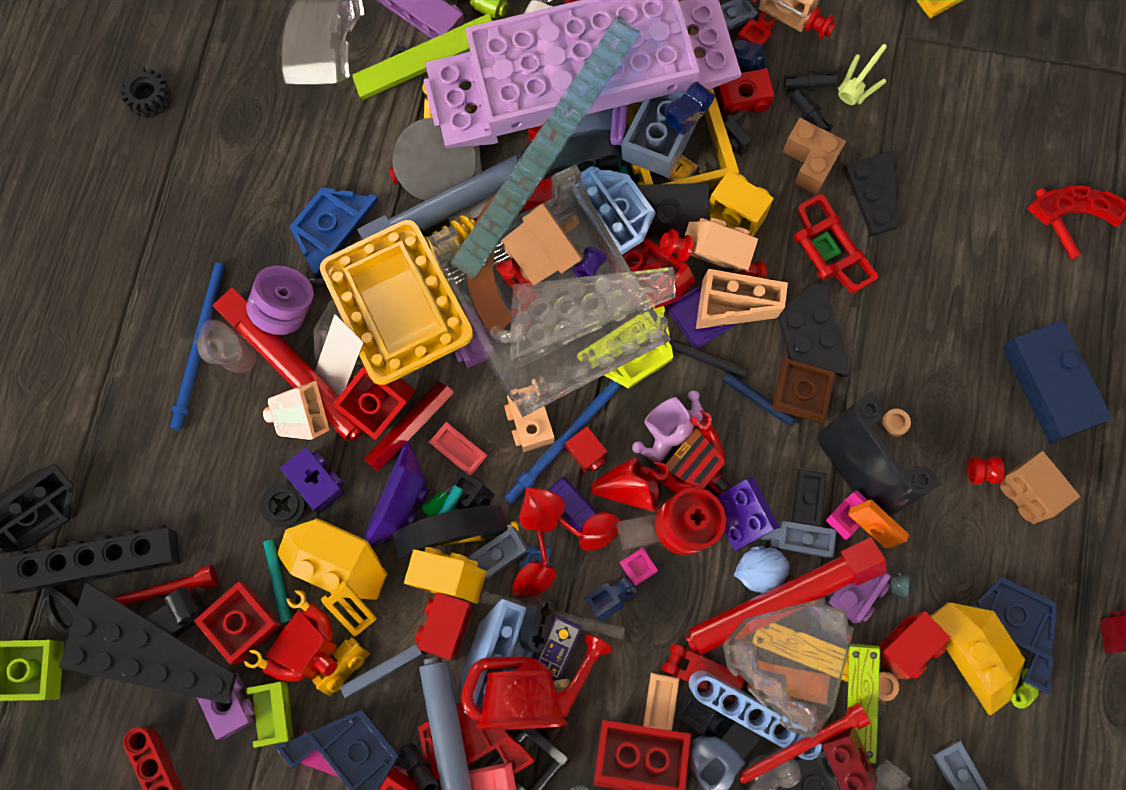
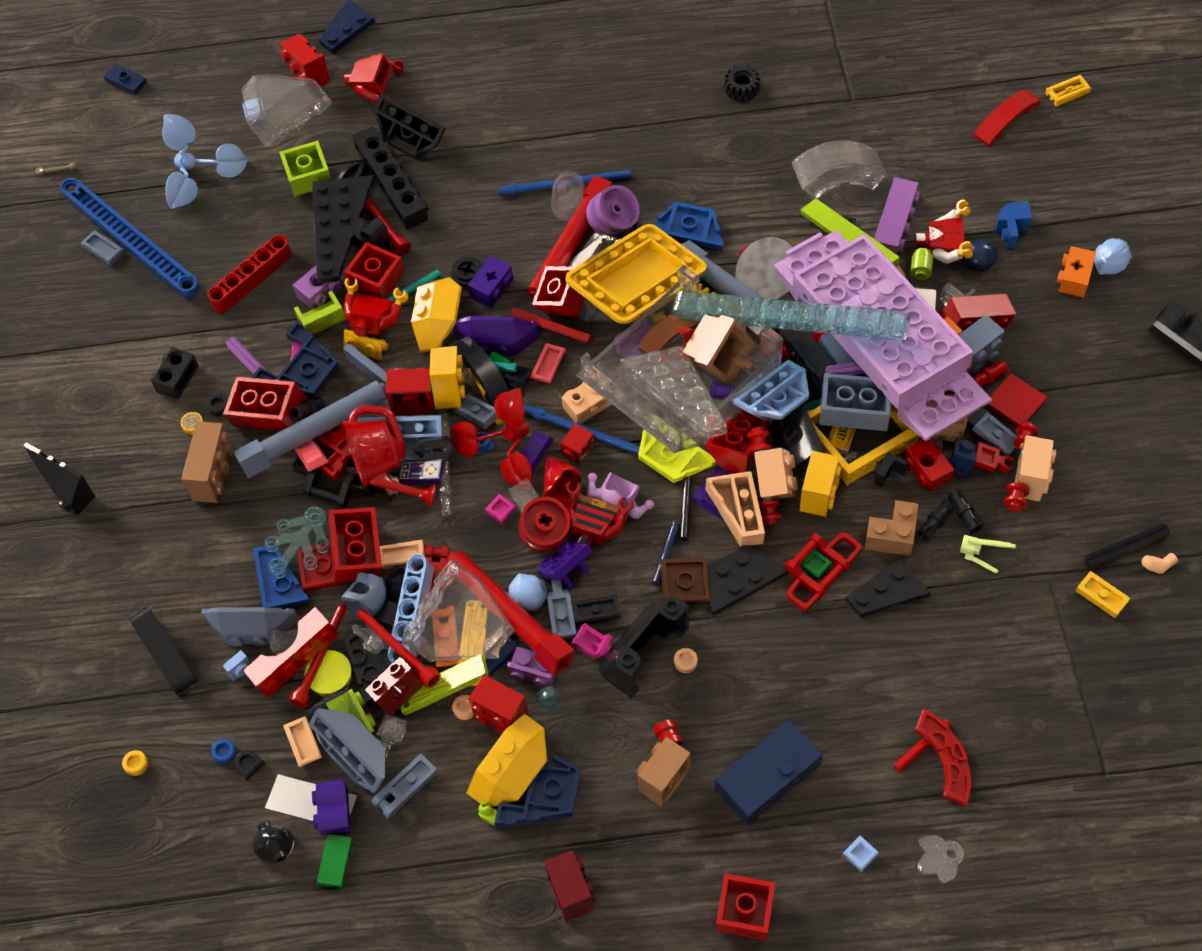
camera: 75 degrees right, 15 degrees down
(298, 412) = (534, 252): light nougat torso -> none
(337, 596) = (408, 332): yellow tile -> none
(506, 336) = (639, 351): clear arm -> none
(607, 600) = (468, 492): dark blue plate -> none
(688, 108) = (872, 404): clear blue leg -> none
(878, 524) = (589, 660): orange plate -> none

